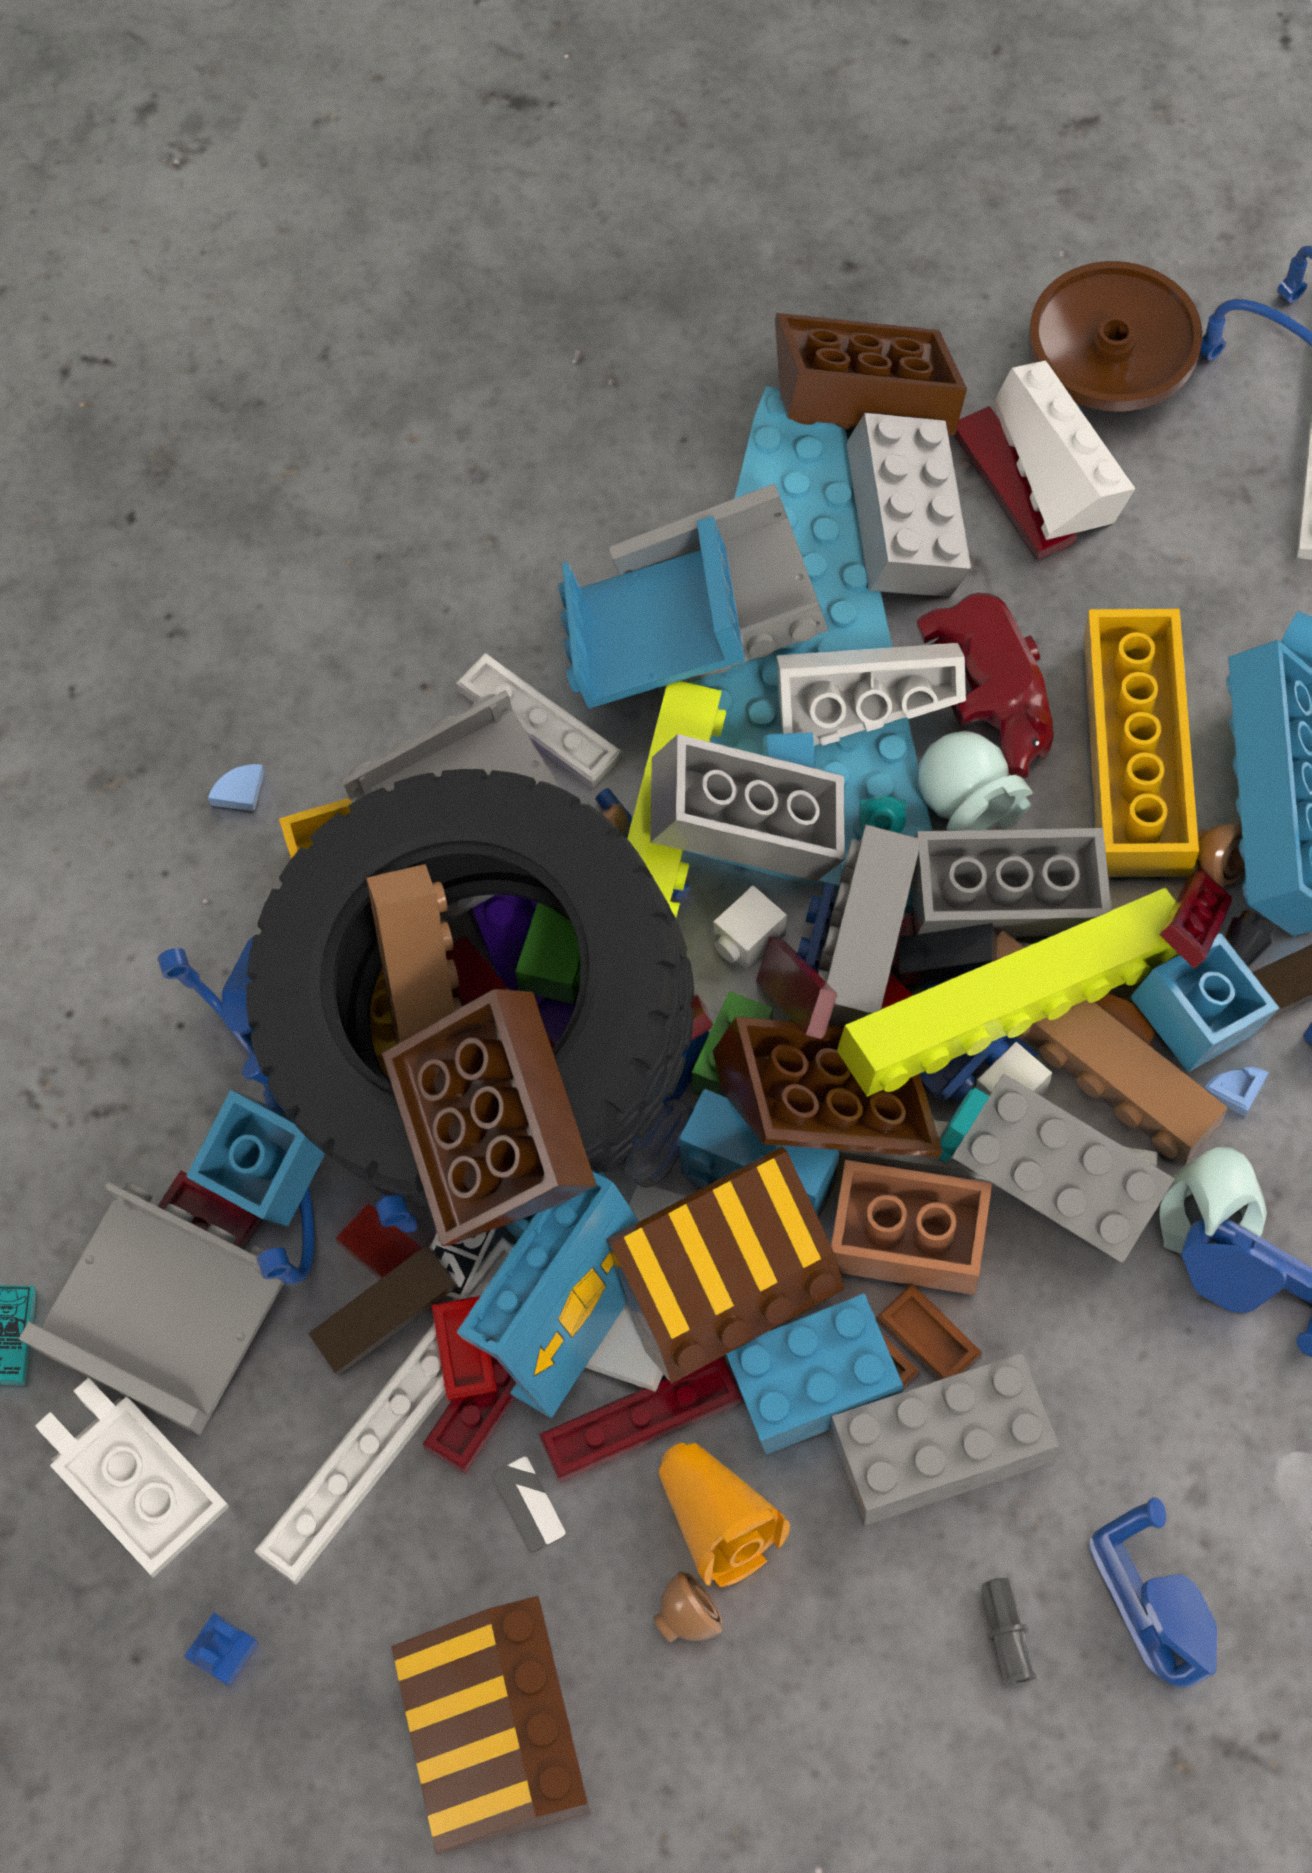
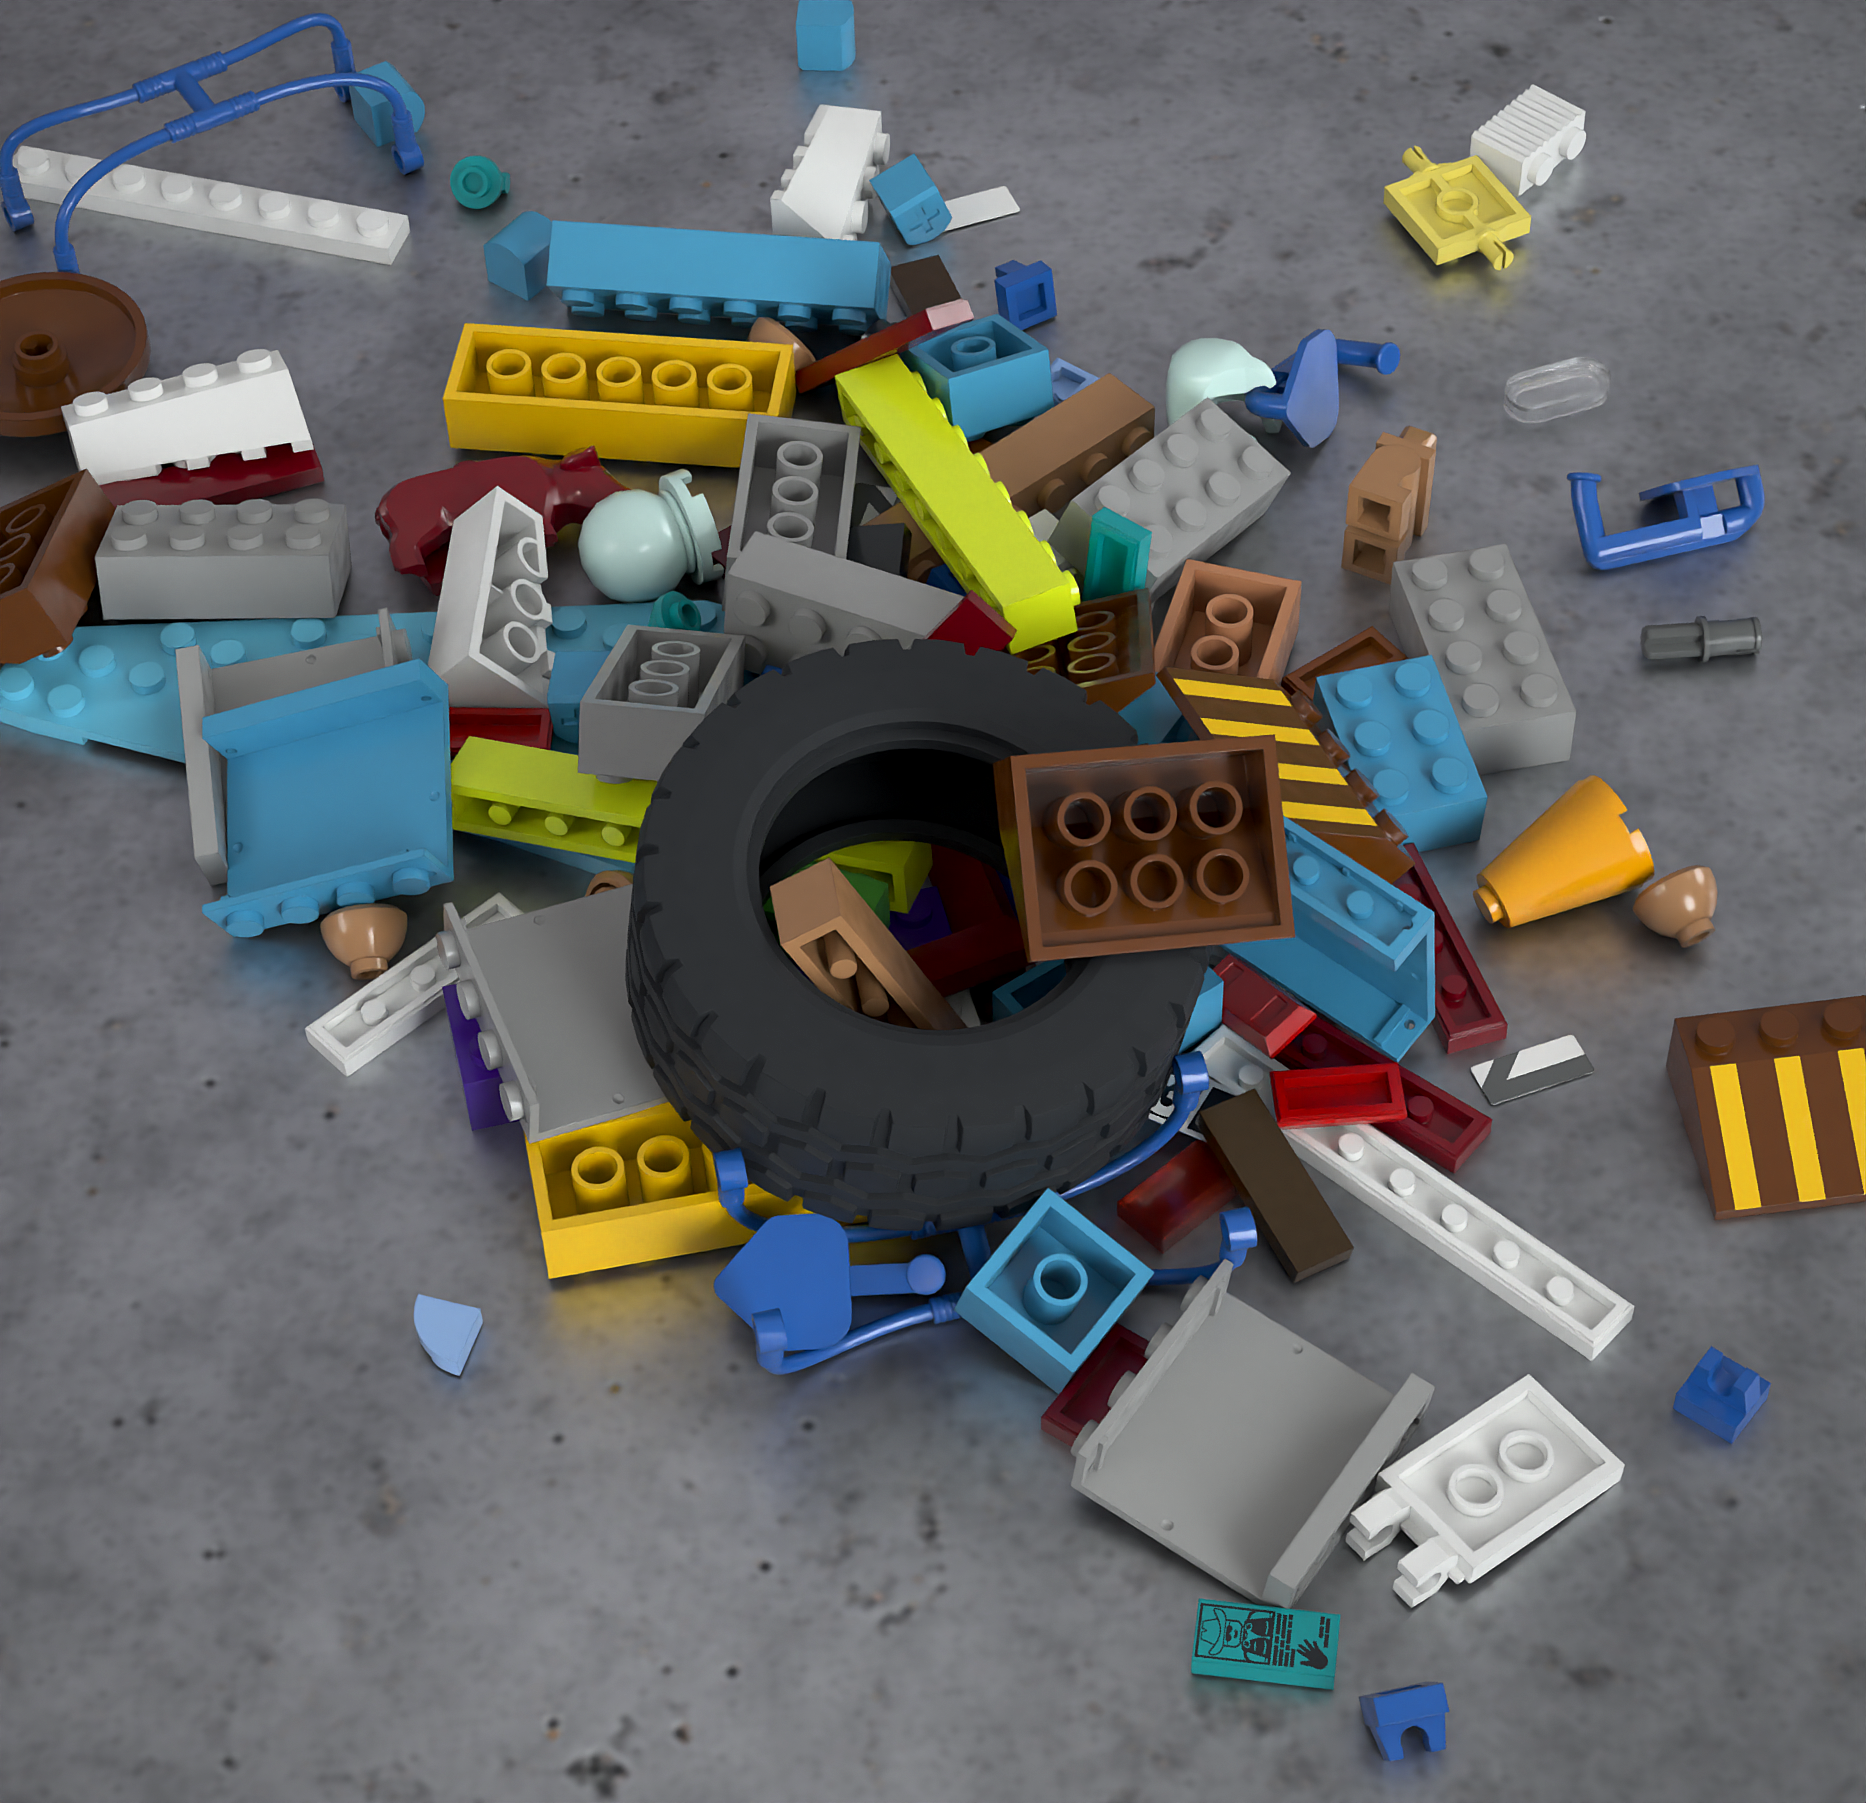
camera: 85 degrees left, 15 degrees down
(552, 674) = (365, 937): none -> medium nougat brick
(754, 709) = (510, 725): none -> red tile
(1112, 1351) = (1389, 503): none -> medium nougat hips

